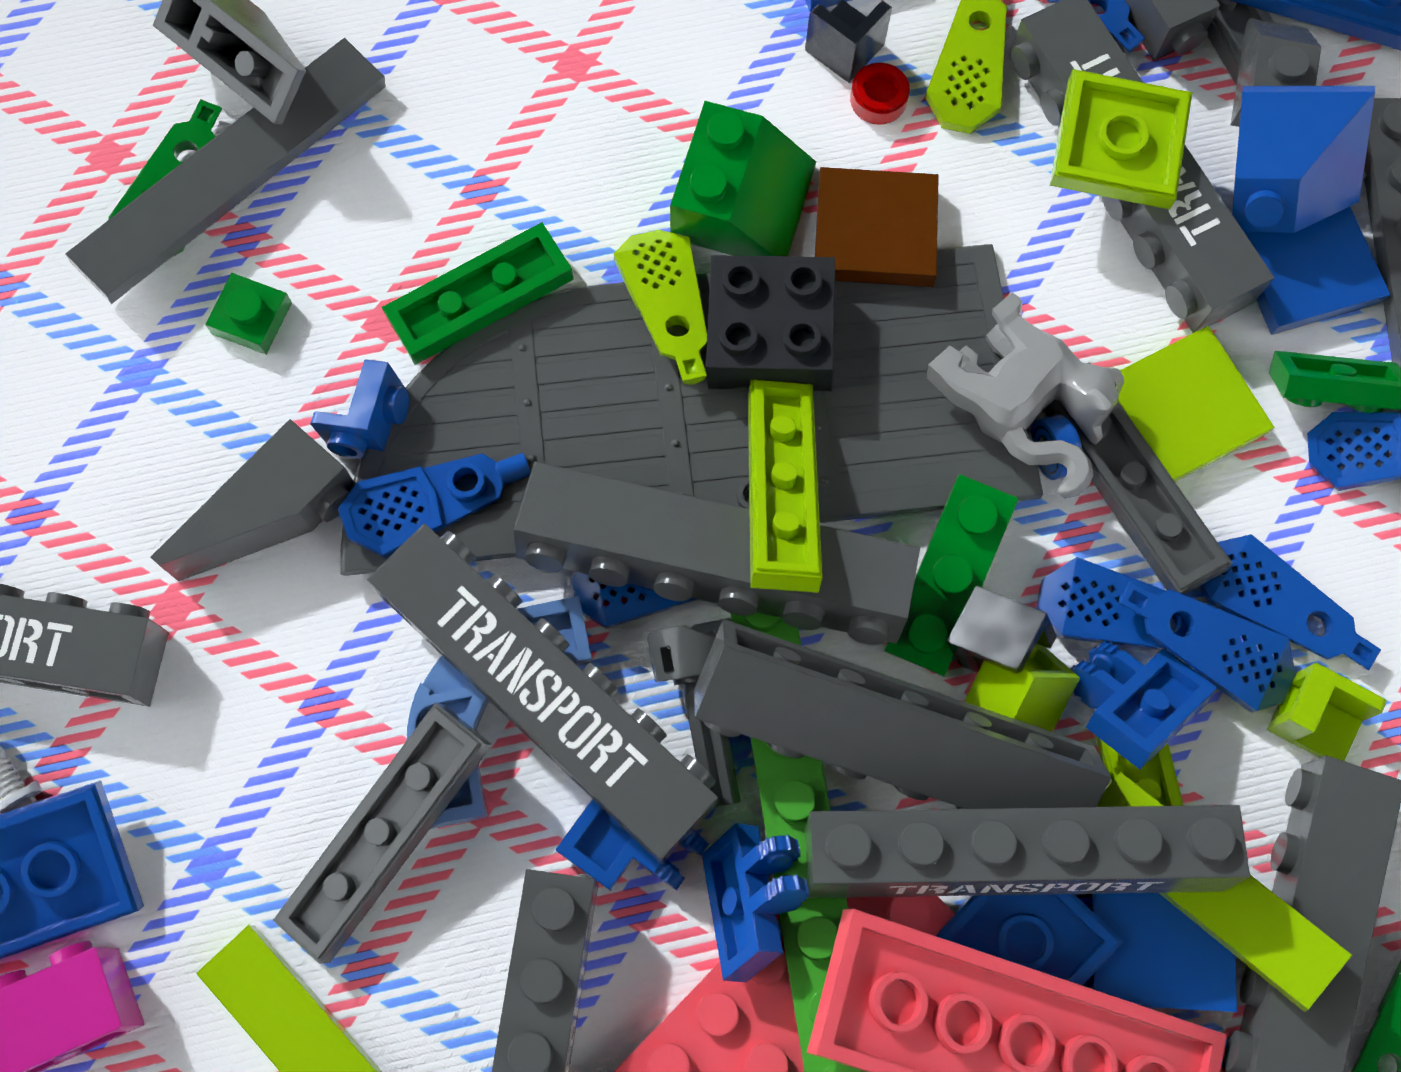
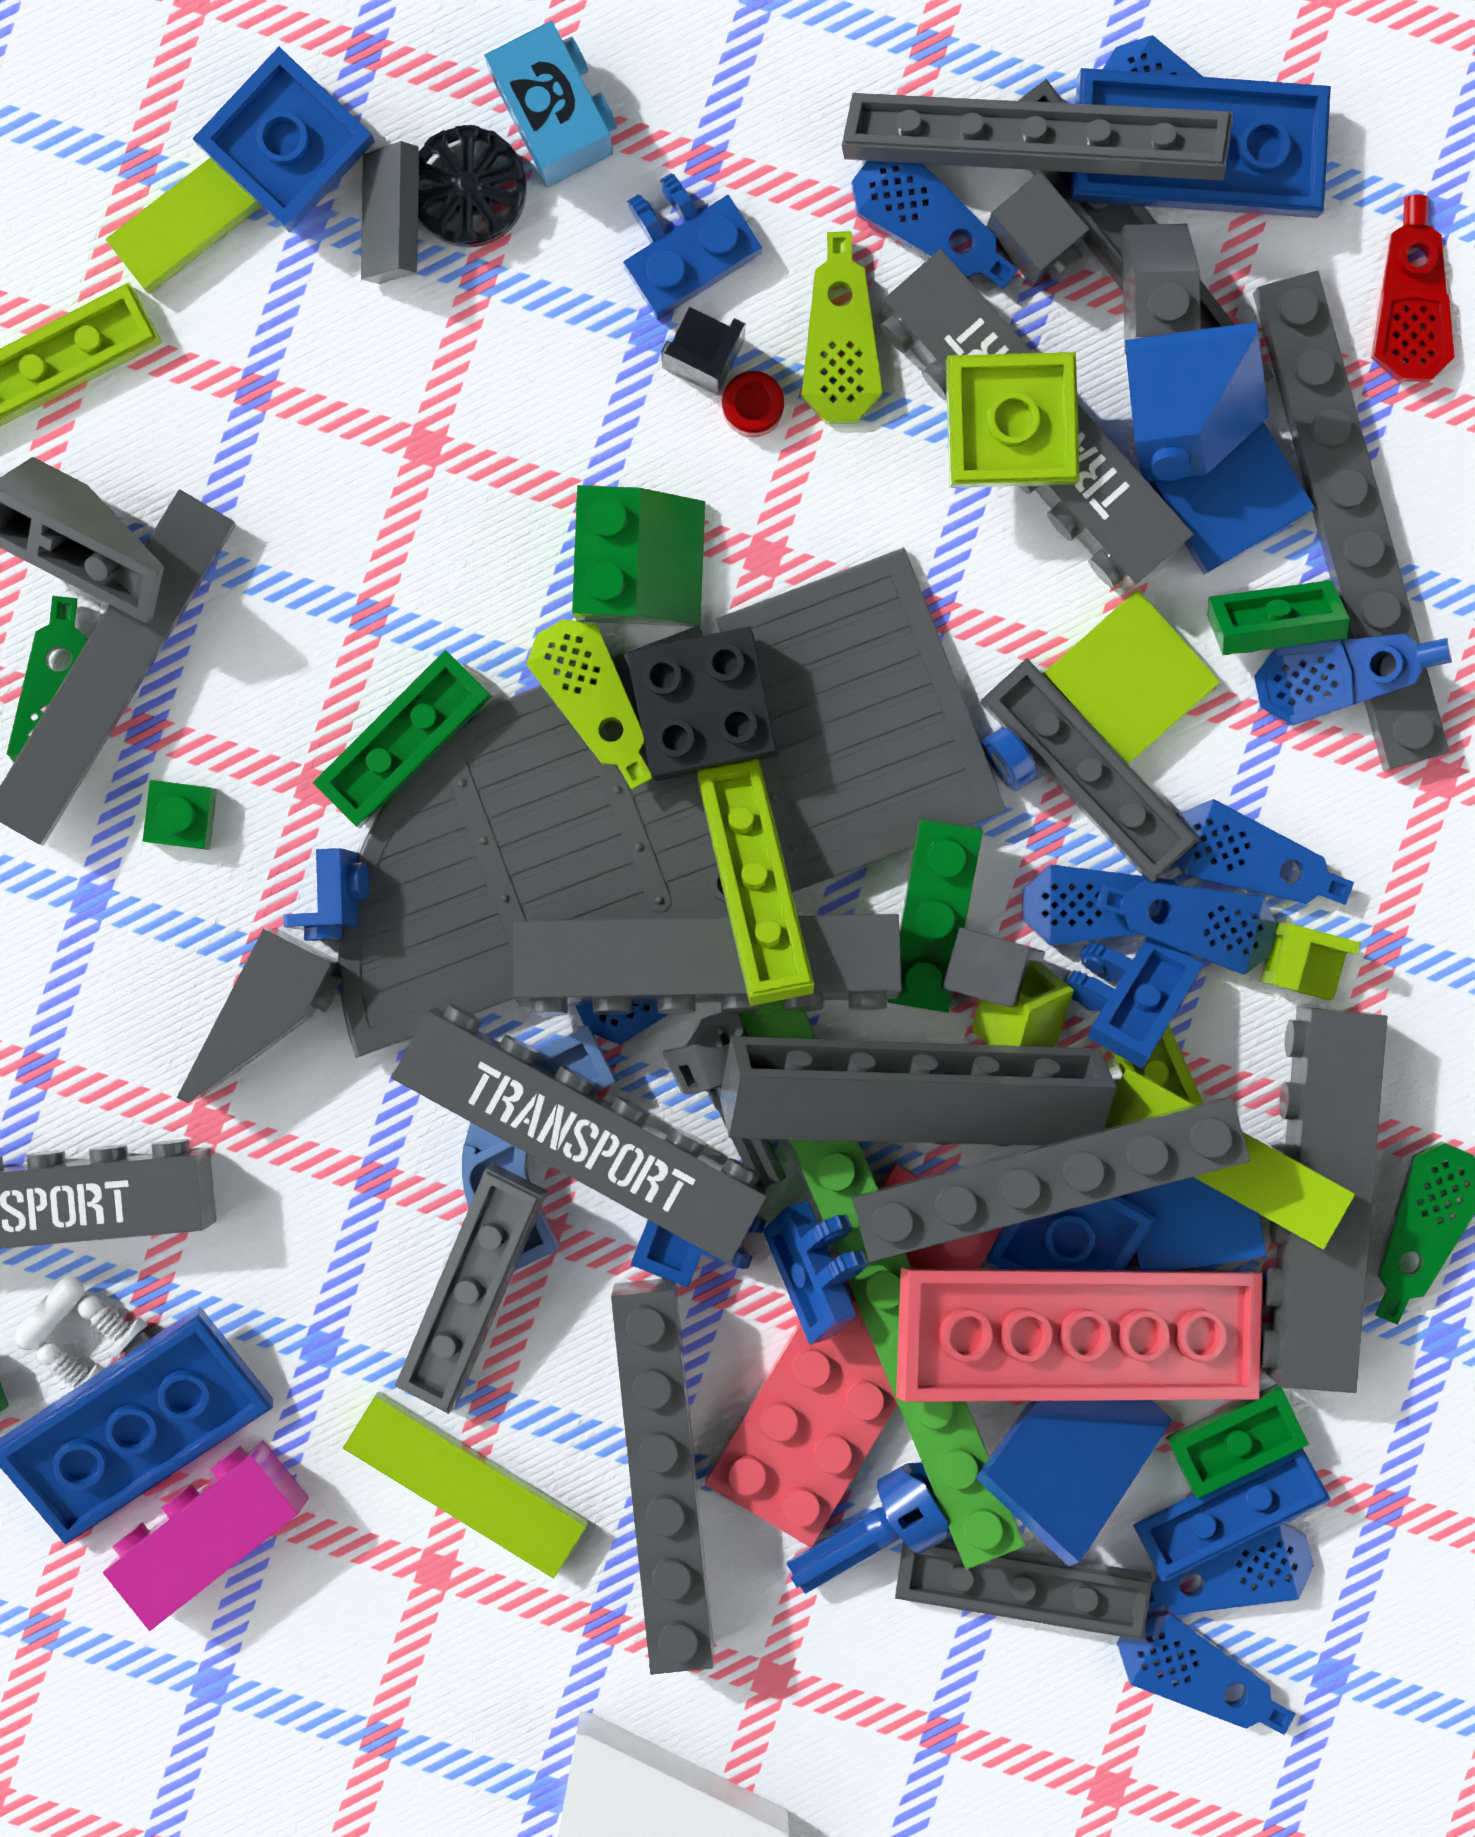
camera: 15 degrees left, 15 degrees up
(436, 496) = (423, 960): blue piece -> none
(878, 225) = (783, 562): reddish brown tile -> none
(1027, 379) = (963, 714): light grey animal -> none

